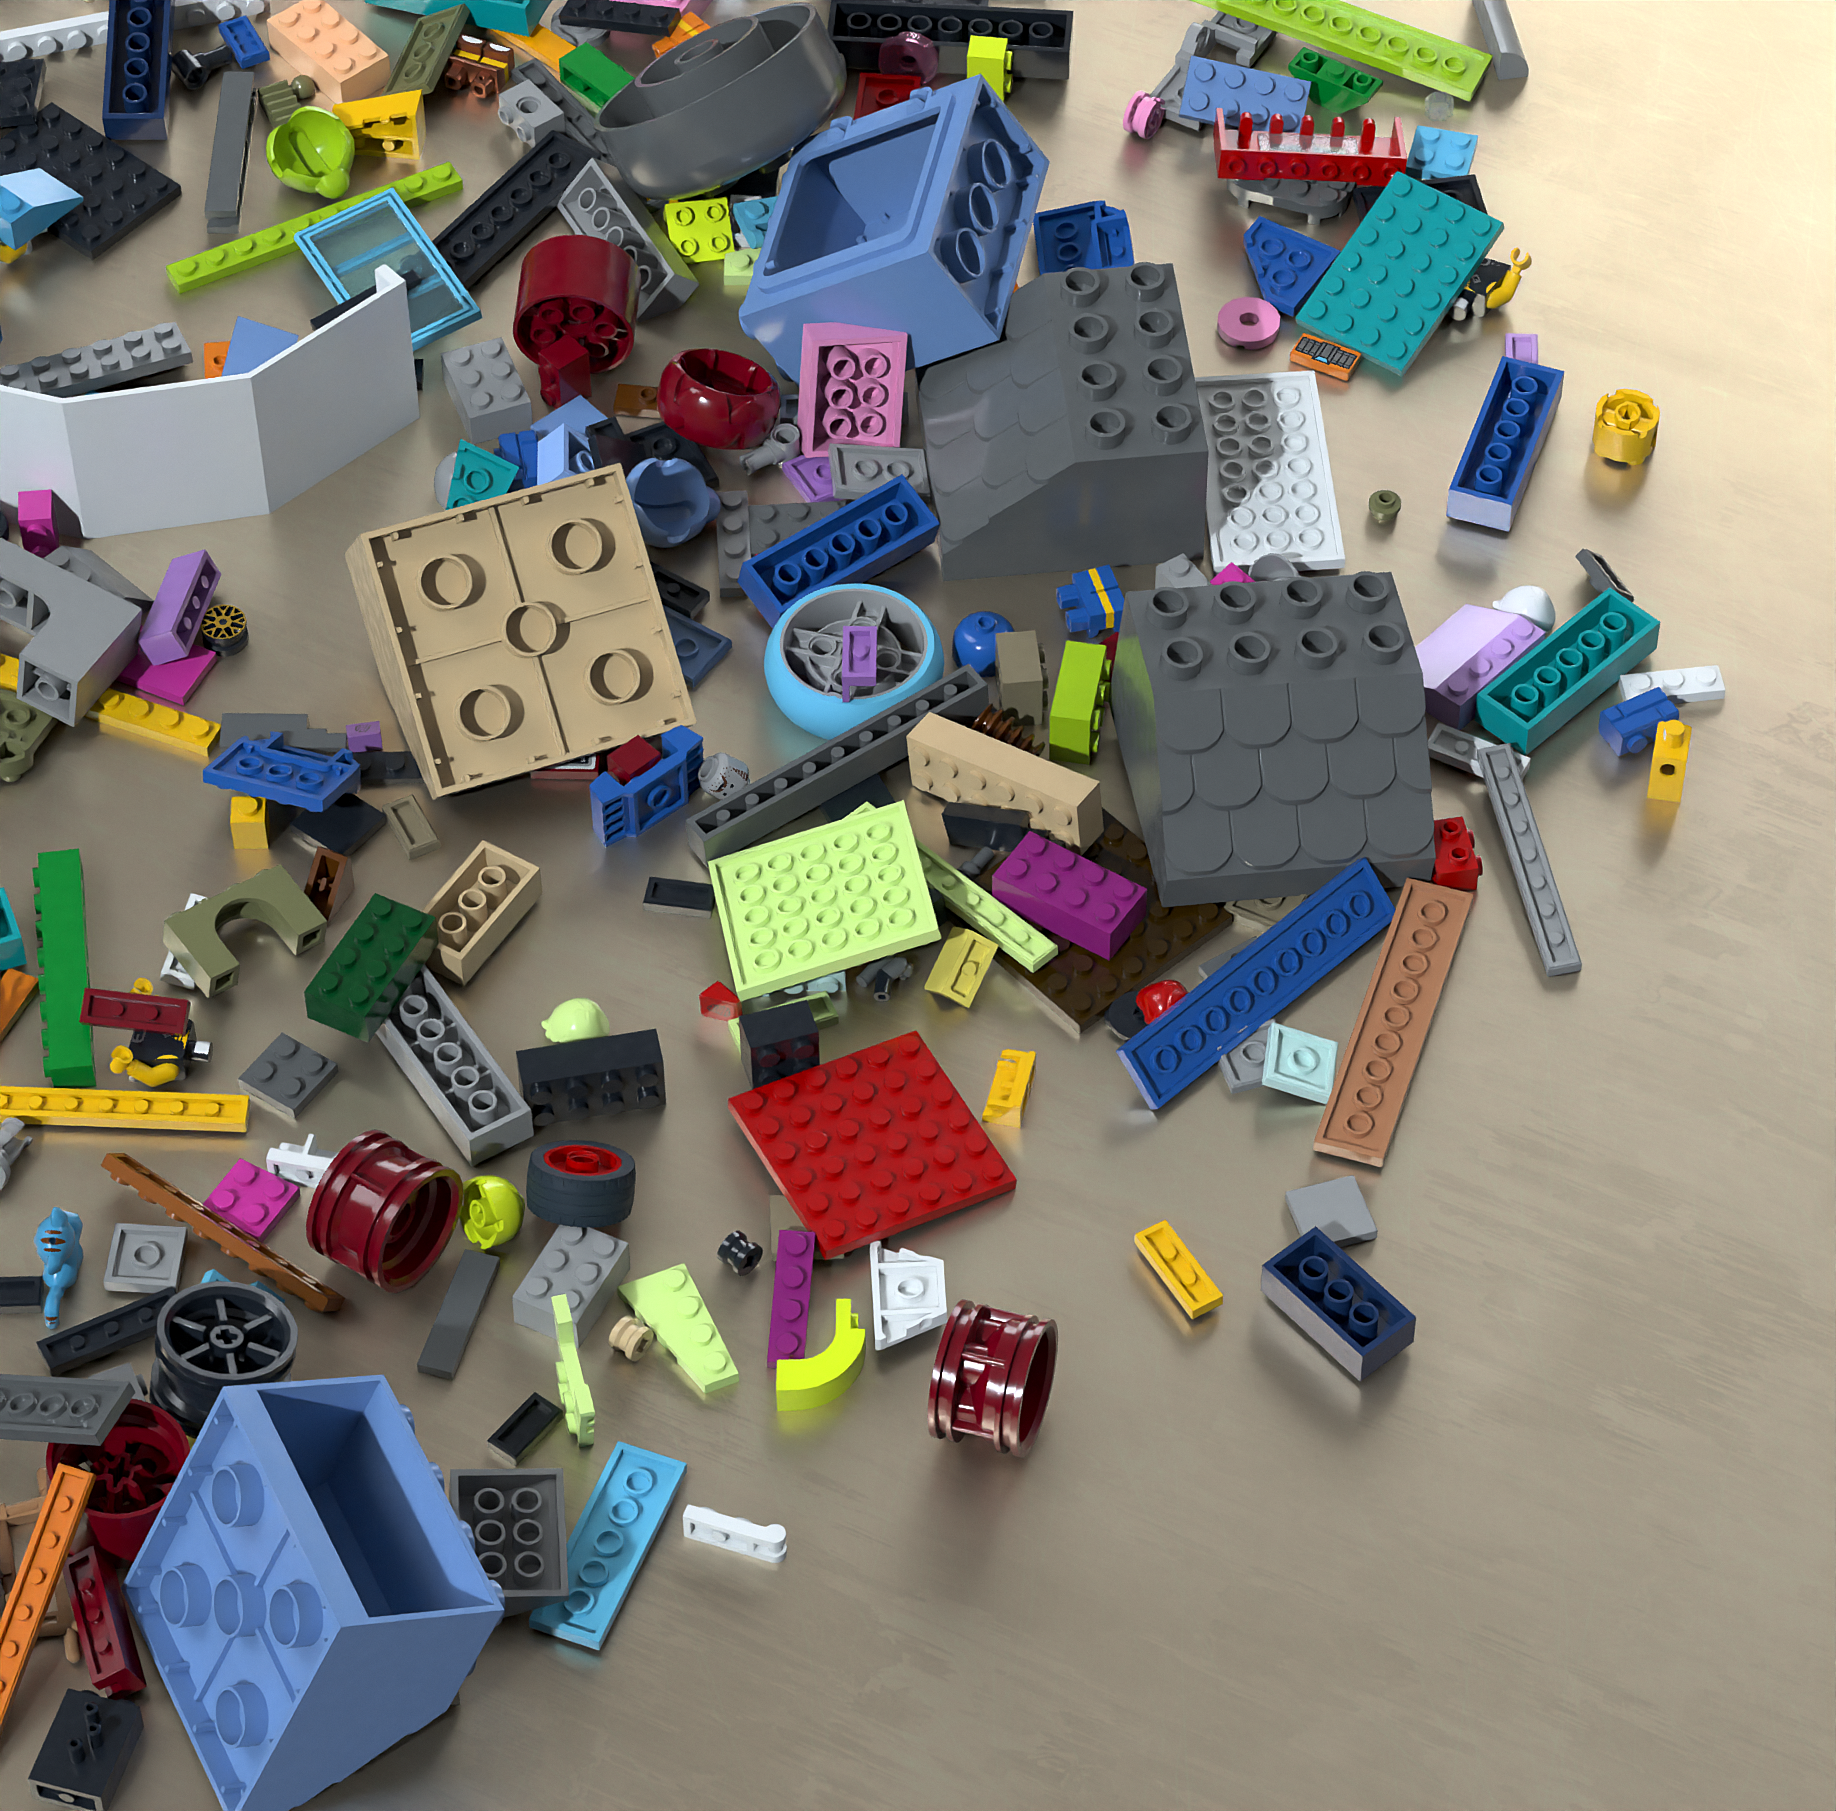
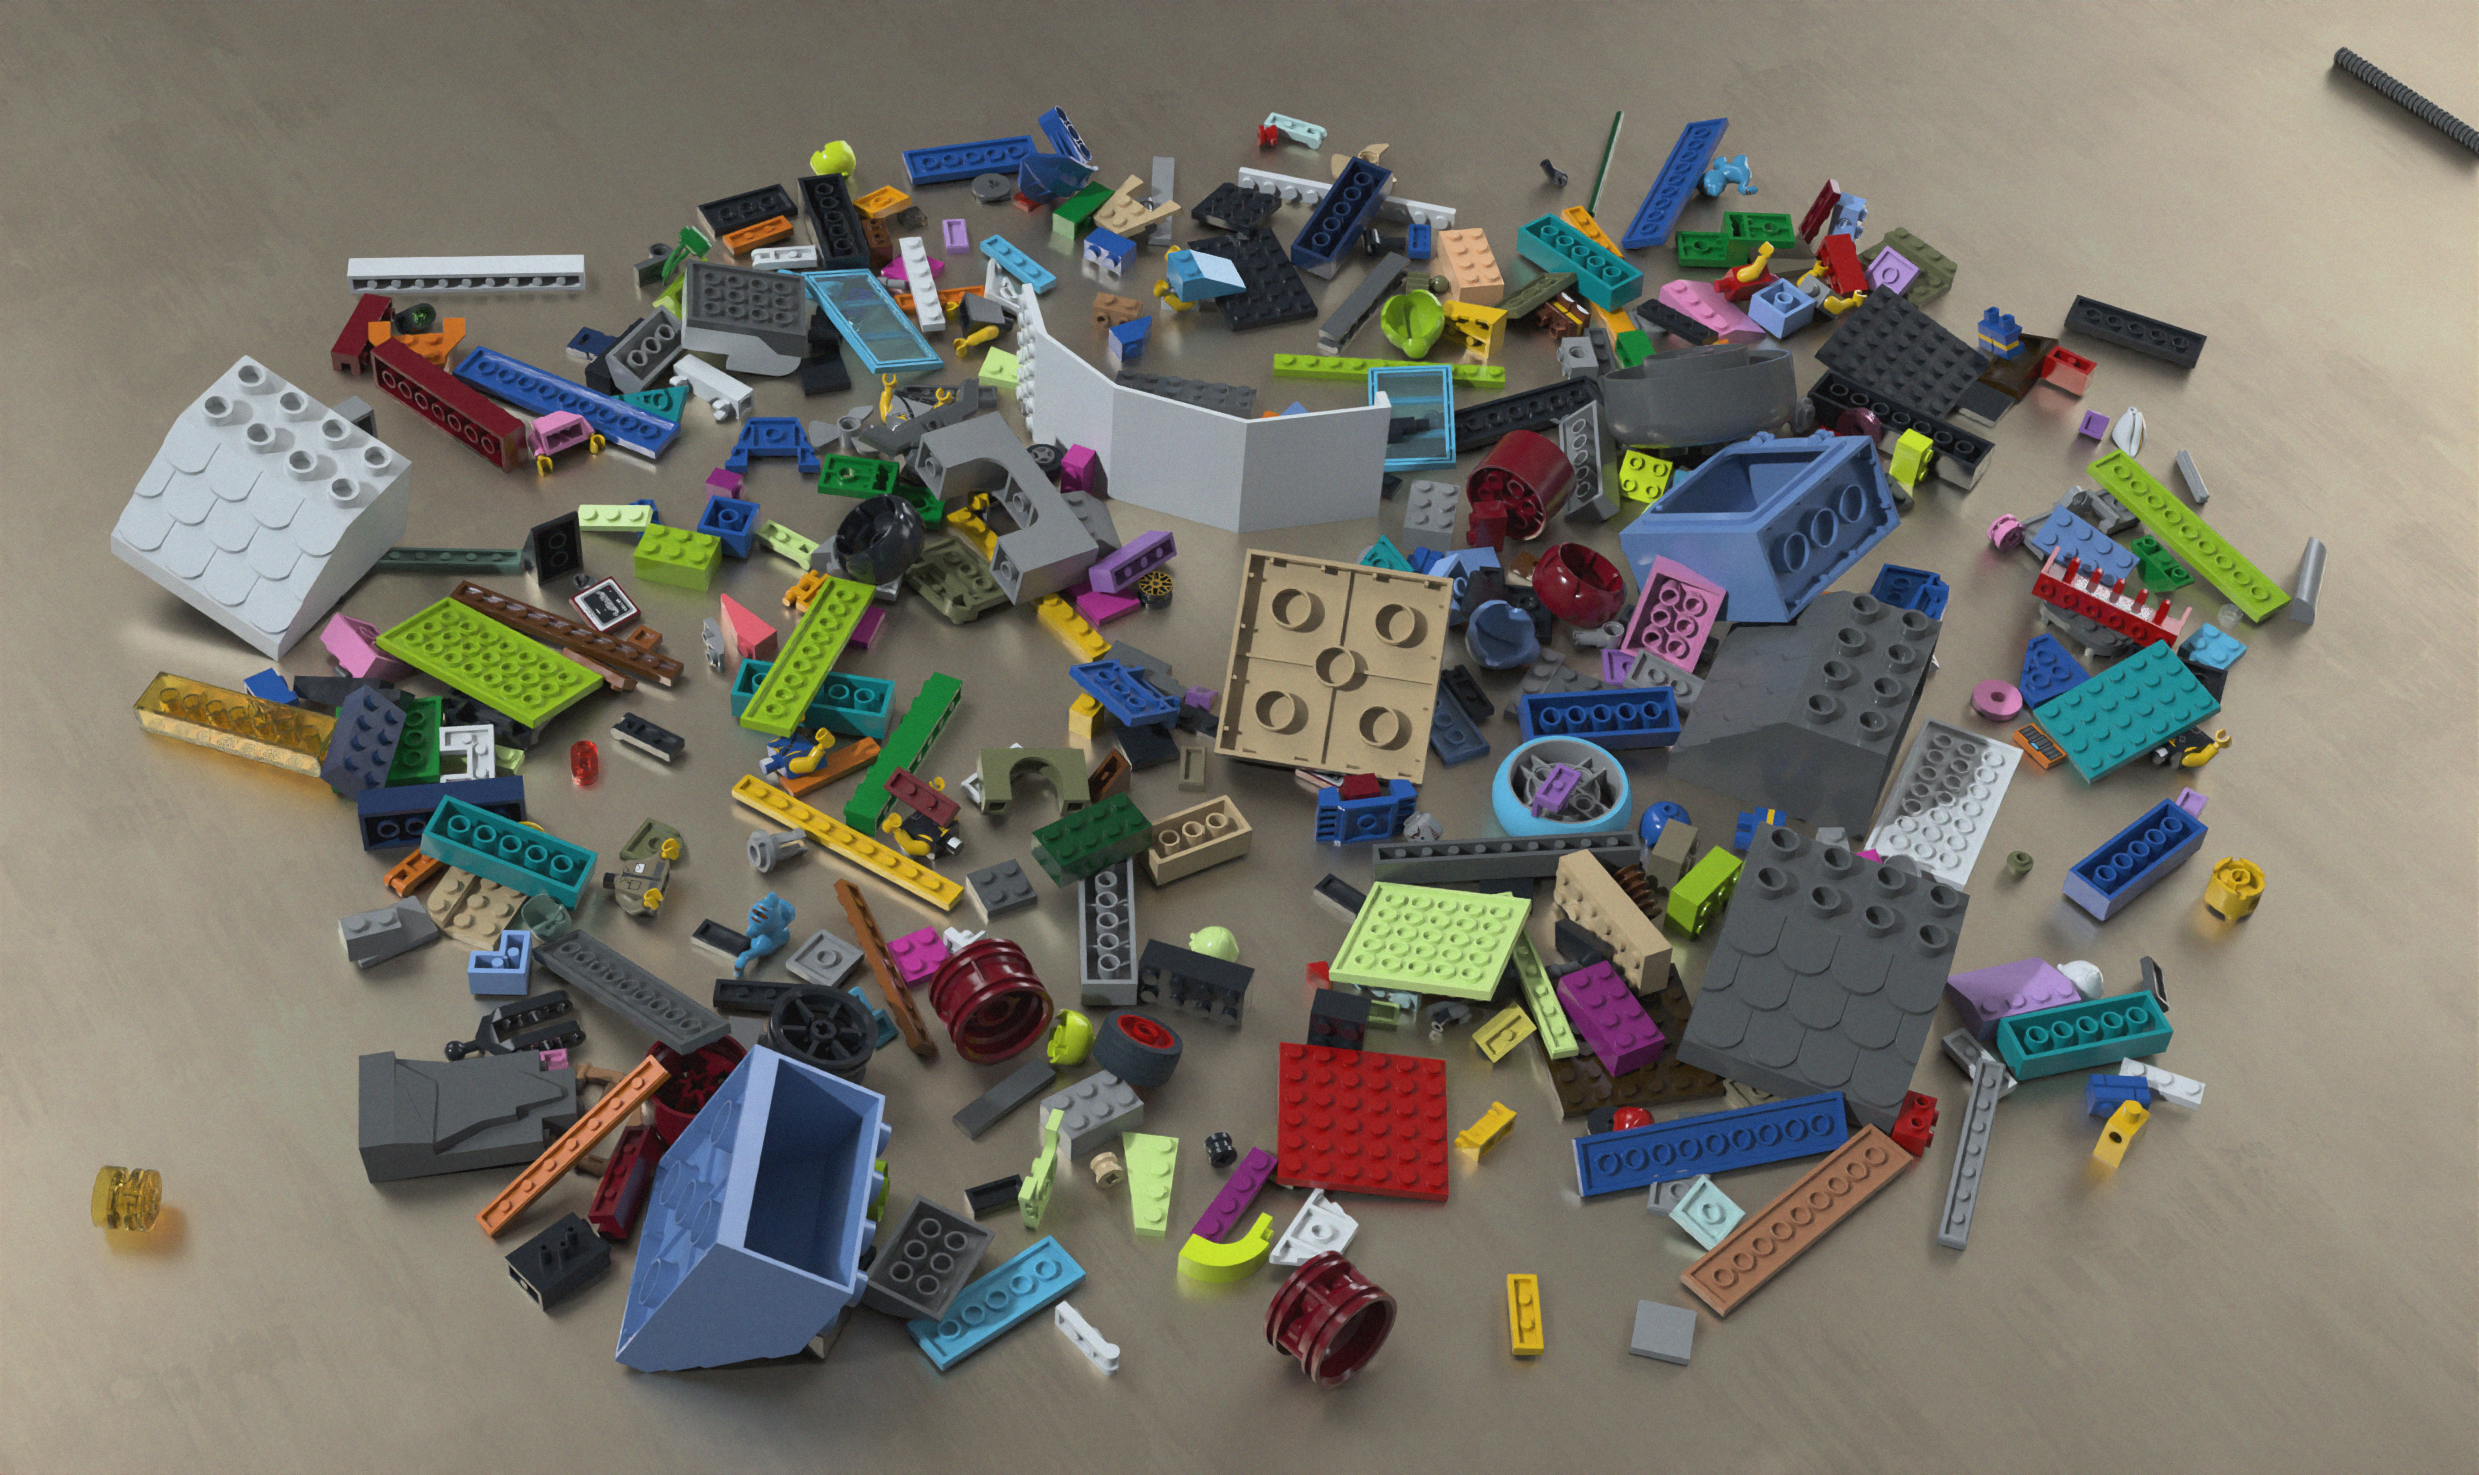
camera: 25 degrees right, 5 degrees down
(1338, 1303) = (1623, 1396): dark blue brick -> none

